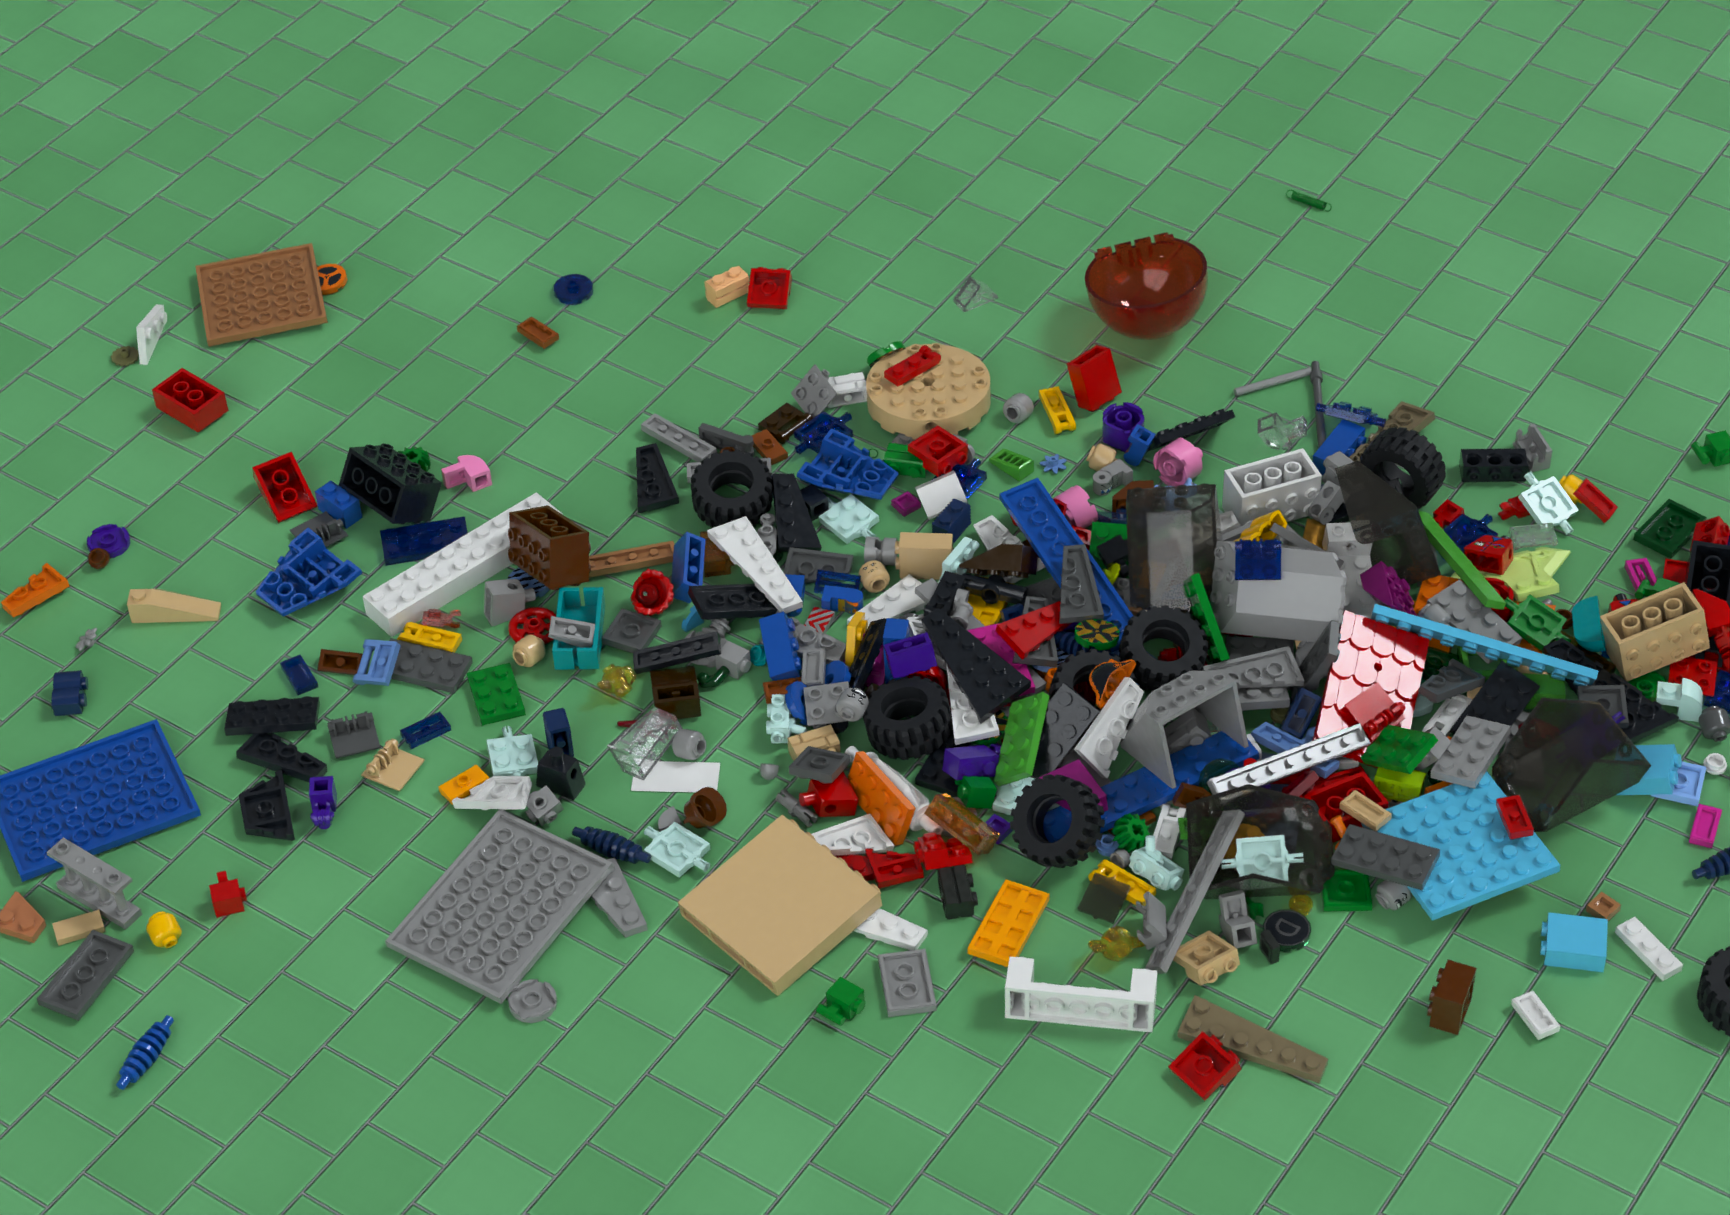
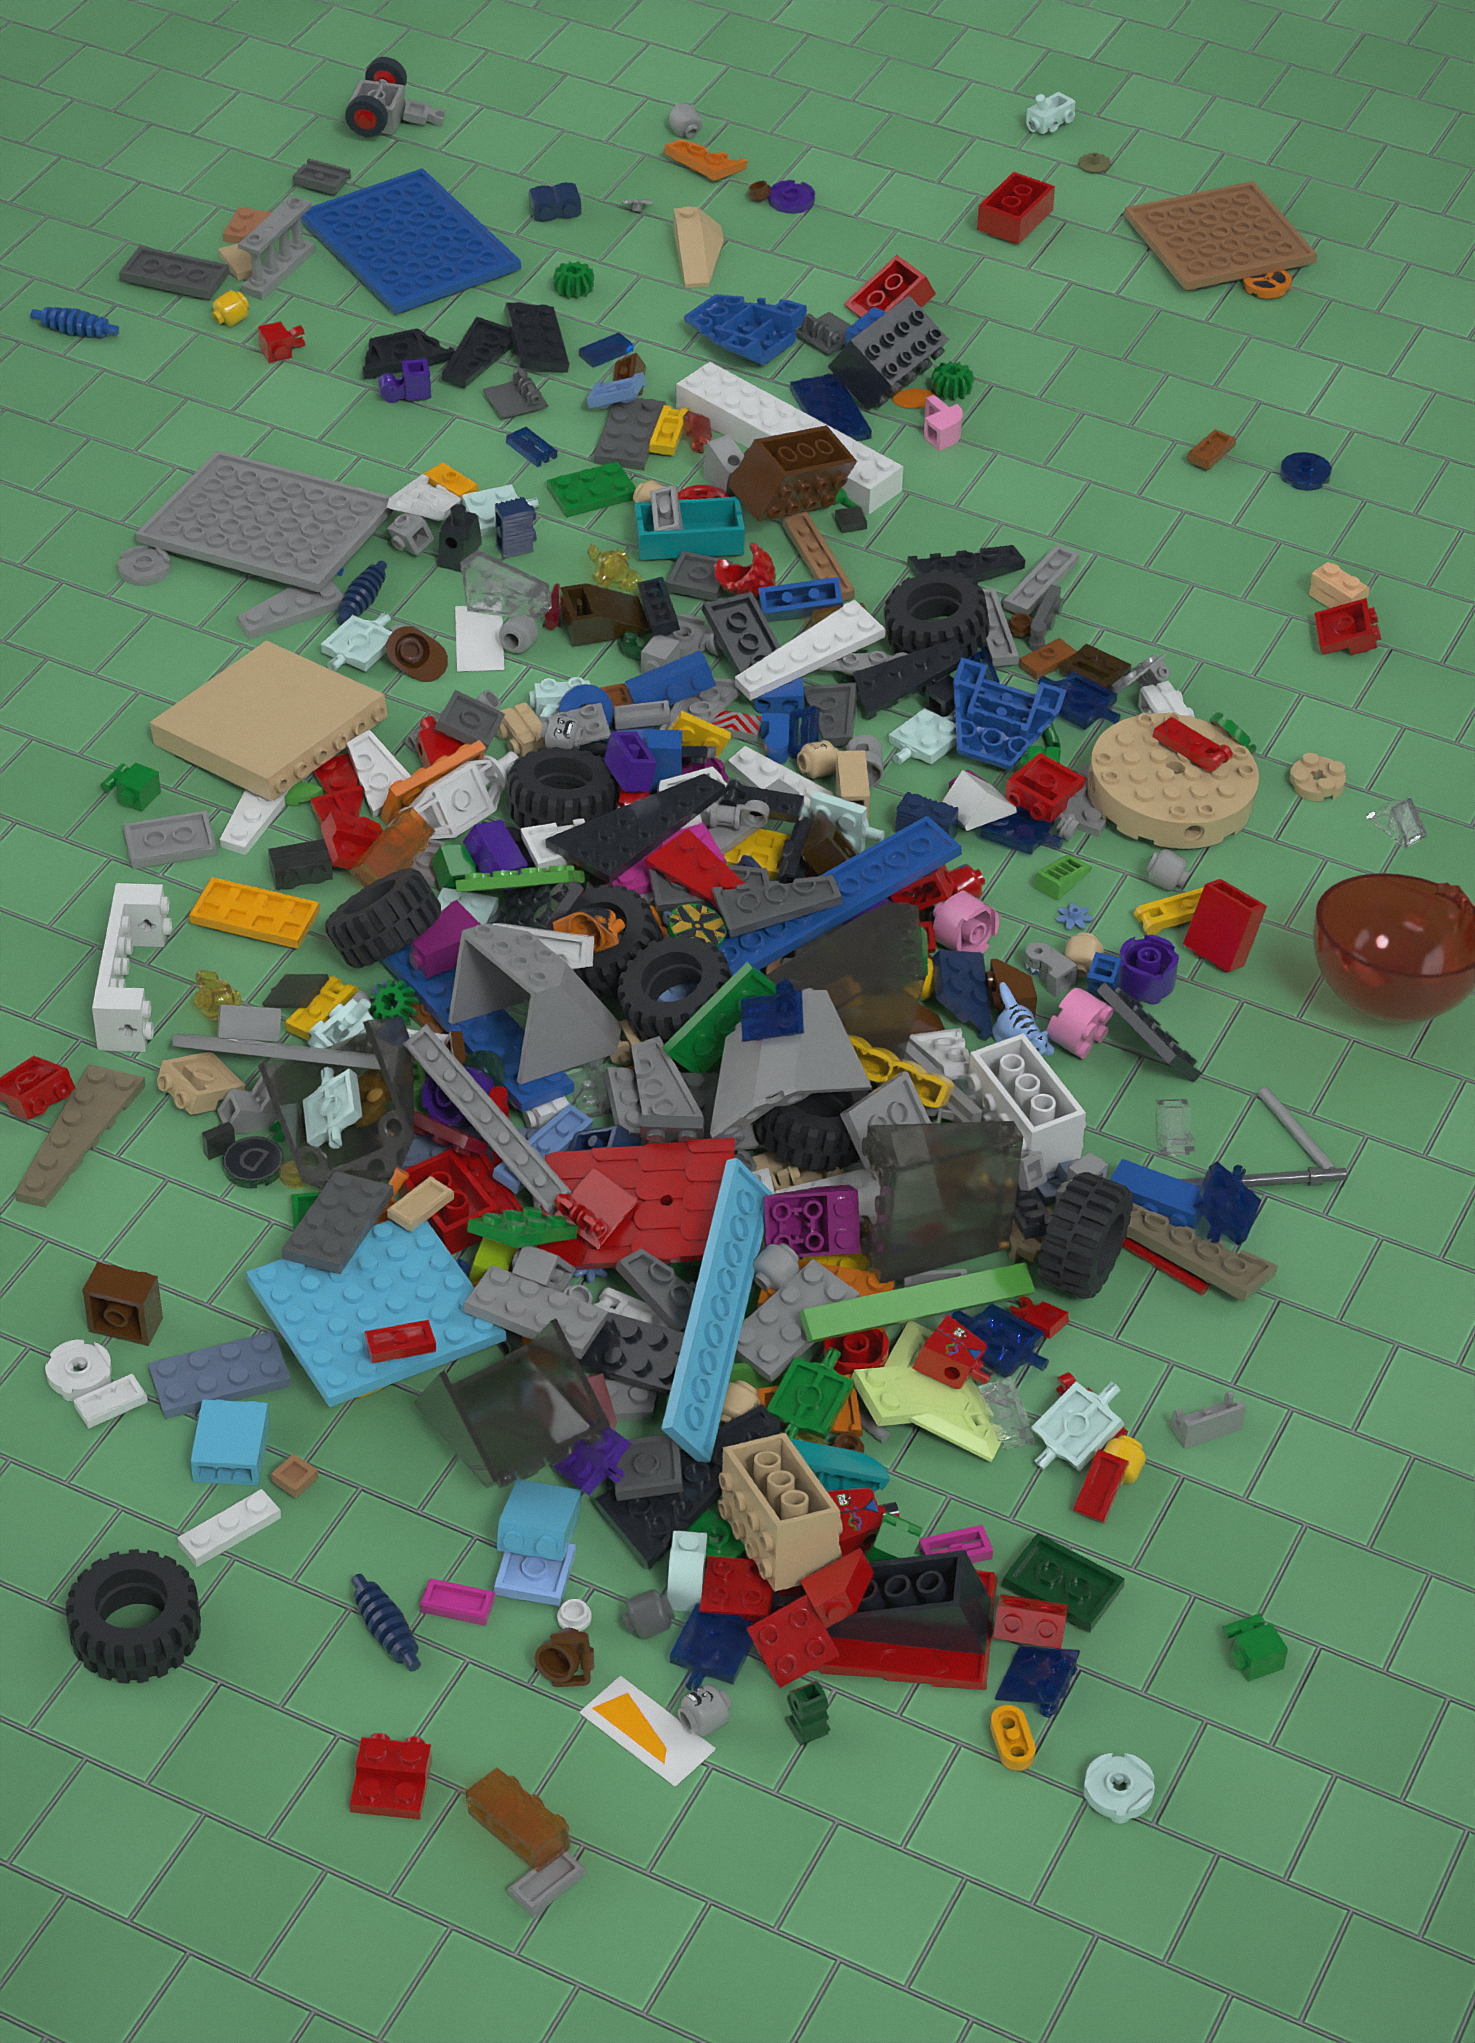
camera: 80 degrees right, 0 degrees up
(52, 369) = (1050, 113): none -> light aqua brick
(149, 332) = (1126, 165): white wing -> none
(195, 686) = (573, 280): none -> green gear
(392, 766) = (472, 426): tan hinge -> none
(932, 324) = (1331, 777): none -> tan plate
(1493, 465) = (1158, 1370): black brick -> none
(1504, 953) = (219, 1372): none -> sand blue plate
(1504, 1046) = (75, 1384): none -> white plate

